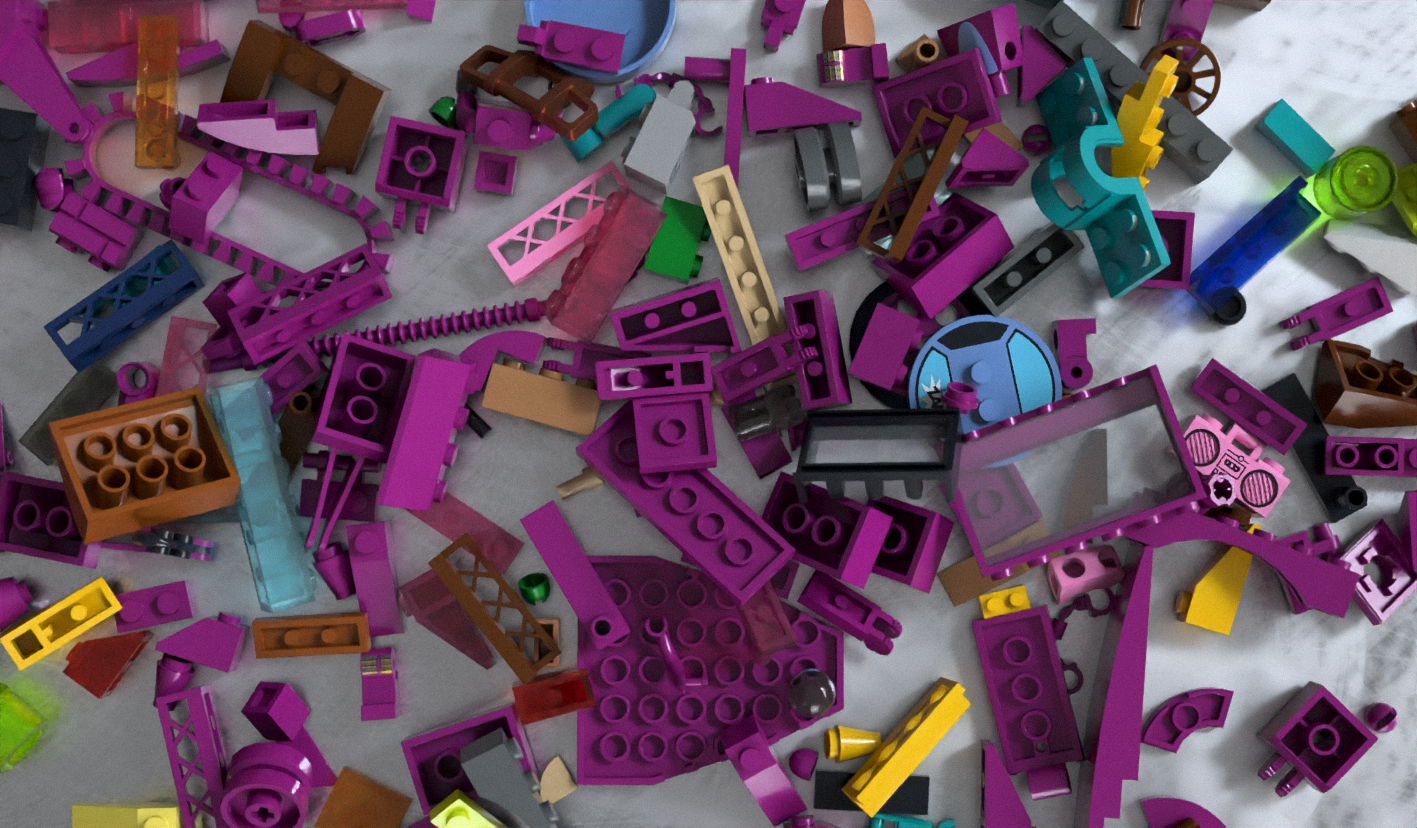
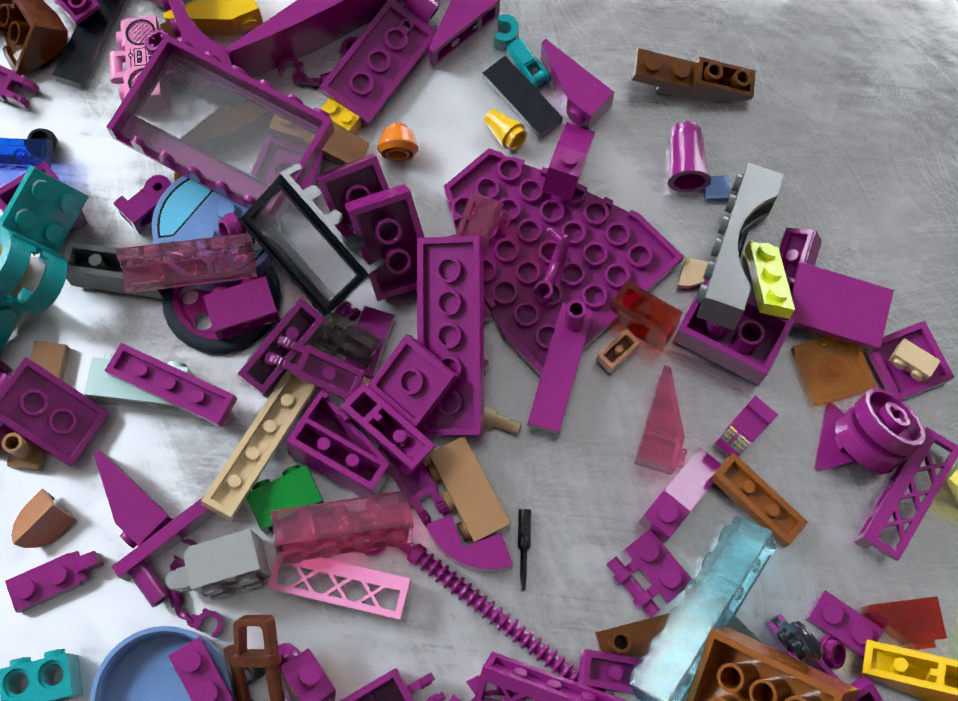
camera: 130 degrees left, 15 degrees down
(141, 570) = (833, 651): none -> magenta plate
(172, 677) = (873, 567): magenta cone -> none
(209, 642) = (830, 563): magenta slope -> none
(276, 711) = (826, 478): magenta panel -> none
(335, 570) = (703, 525): magenta cone -> none
(357, 415) = (591, 597): magenta slope -> none
(428, 430) = (557, 538): magenta slope -> none
(456, 518) = (599, 483): clear pink piece -> none
(483, 616) = (641, 395): reddish brown fence -> none
(496, 173) = (345, 664): magenta plate -> none
(534, 588) = (587, 385): green hinge -> none
(611, 120) = (228, 613): teal piece -> none
(803, 763) = (542, 145): magenta hinge -> none
(811, 693) = (496, 168): clear smoke piece -> none
(821, 166) = (148, 443): dark grey wheel -> none
(850, 612) = (428, 193): magenta hinge -> none
(853, 66) = (66, 489): magenta leg -> none
(907, 746) = (475, 95): yellow fence -> none
(924, 191) = (112, 360): reddish brown fence -> none
(926, 631) = (397, 143): none -> orange cone
(947, 255) = (152, 321): magenta slope -> none
(958, 330) = (187, 262): none -> clear pink fence
(987, 164) = (62, 347): magenta slope -> none
(1036, 147) = (29, 332): magenta hinge -> none
(1084, 572) = (283, 83): bright pink leg -> none
(1248, 406) = (94, 80): magenta plate -> none

